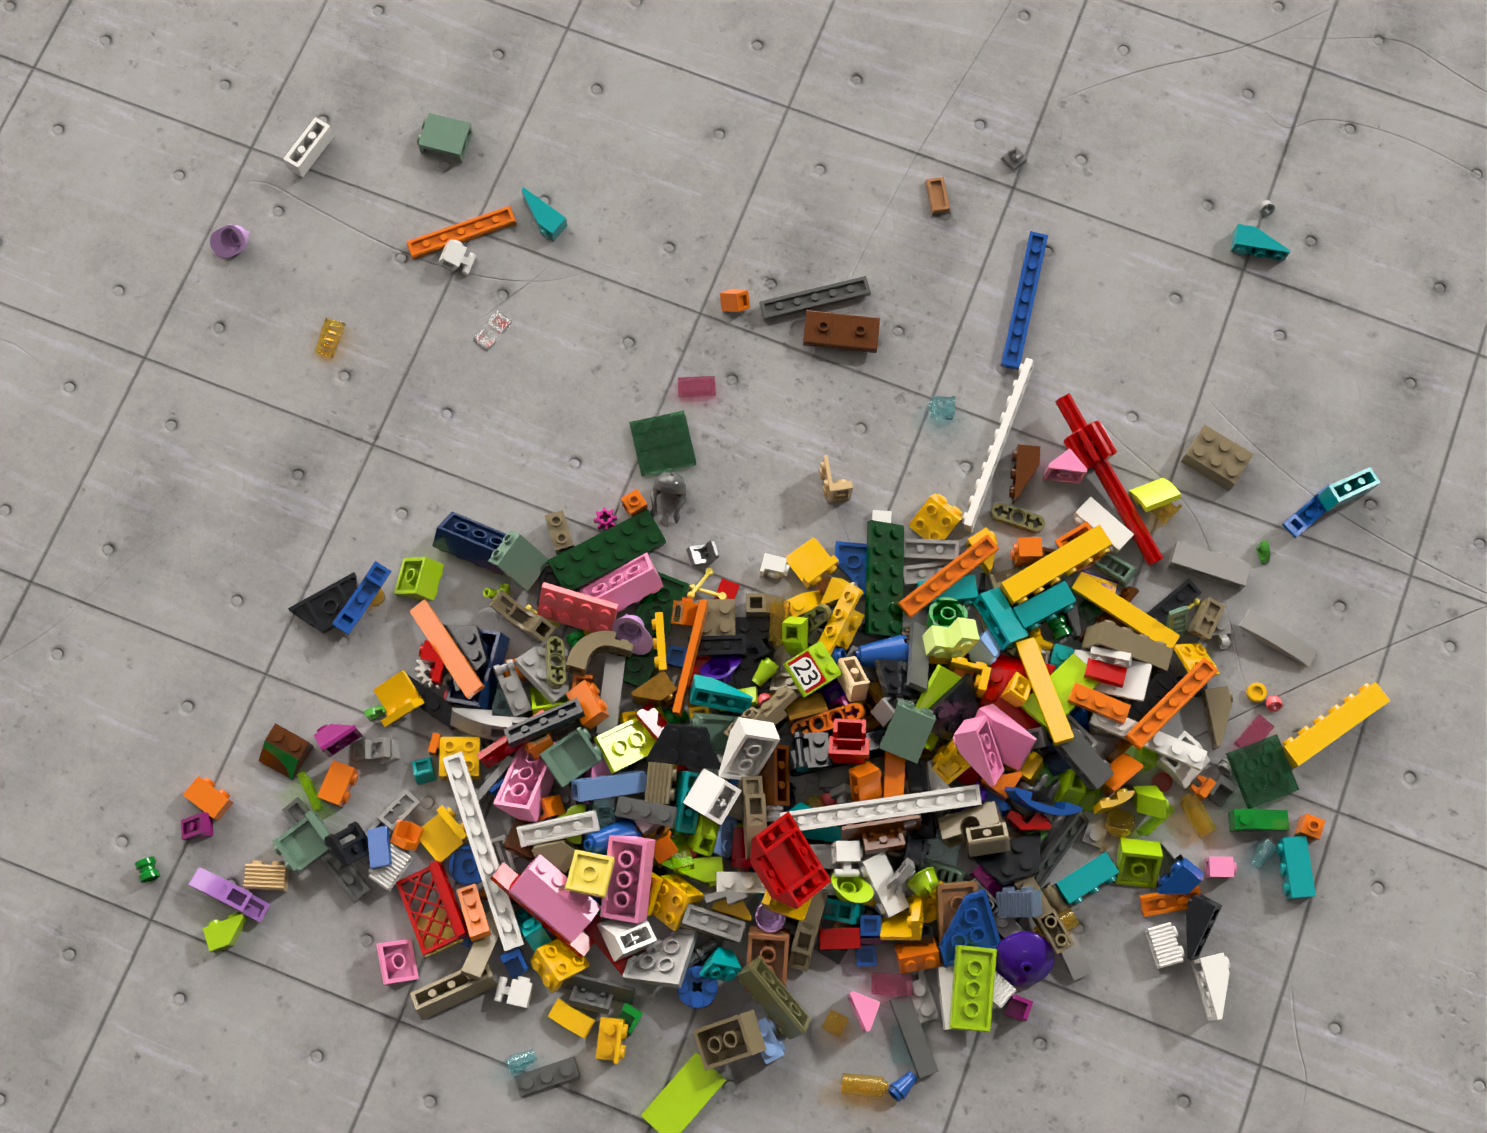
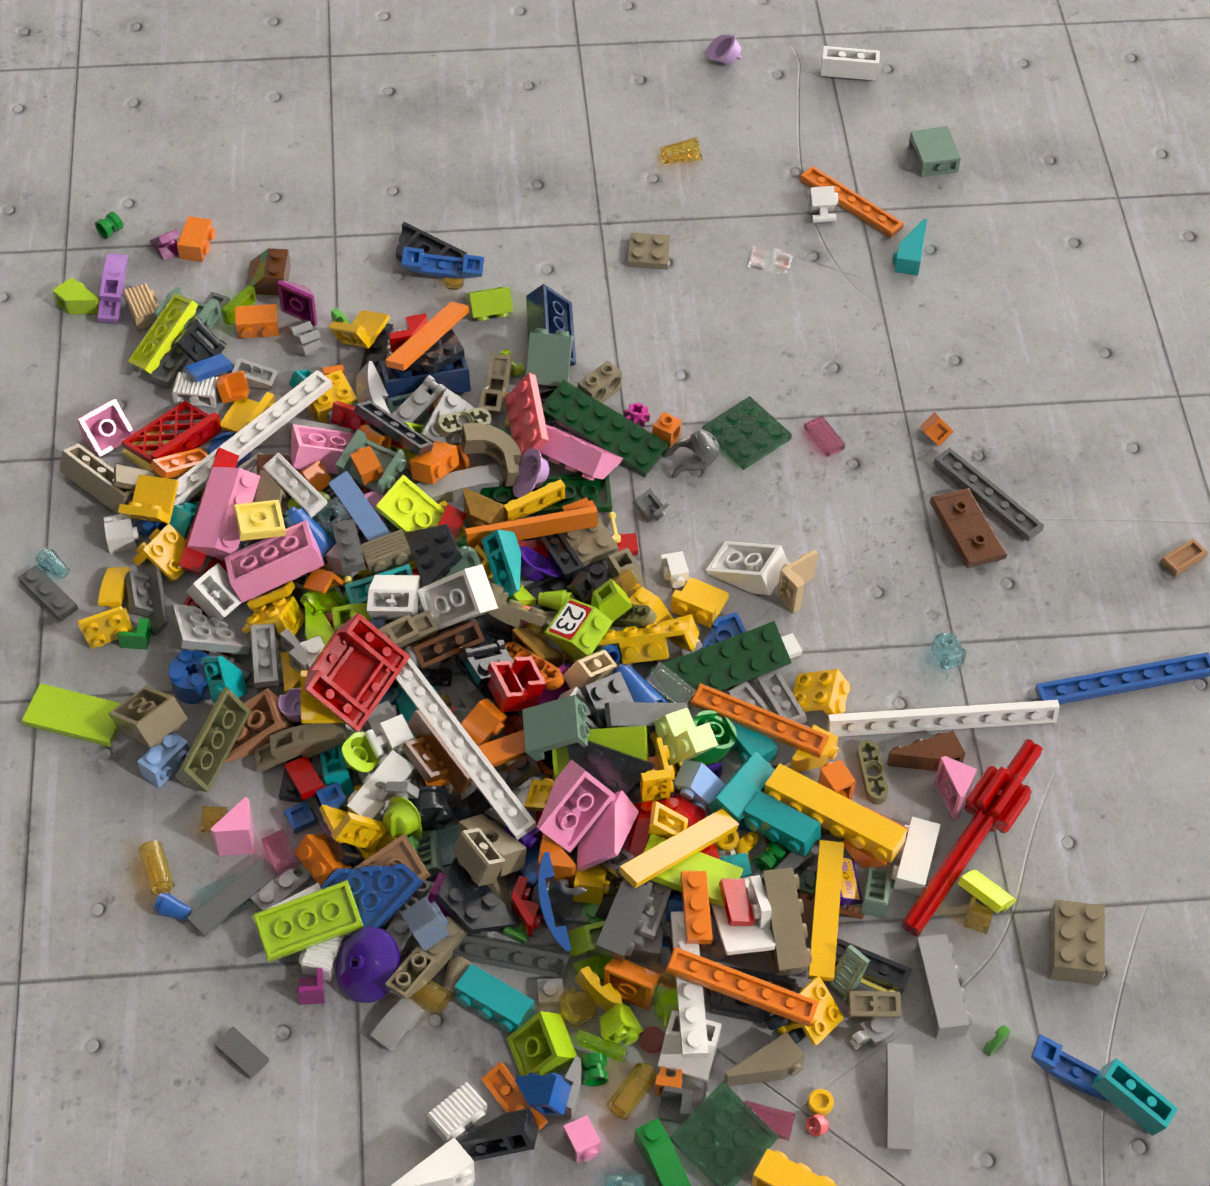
camera: 65 degrees right, 20 degrees down
(321, 872) = (163, 333): none -> neon yellow plate
(428, 421) = (648, 250): none -> dark tan plate
(512, 955) = (152, 499): none -> yellow bracket
(575, 762) = (366, 465): none -> orange brick
(709, 572) = (636, 522): light yellow hinge -> none
(796, 510) = (748, 566): none -> white slope
(876, 757) = (513, 724): none -> clear red tile
(891, 625) = (670, 684): none -> clear tile
(1046, 1081) = (241, 1052): none -> dark grey tile
(1170, 833) = (594, 1066): none -> green wheel

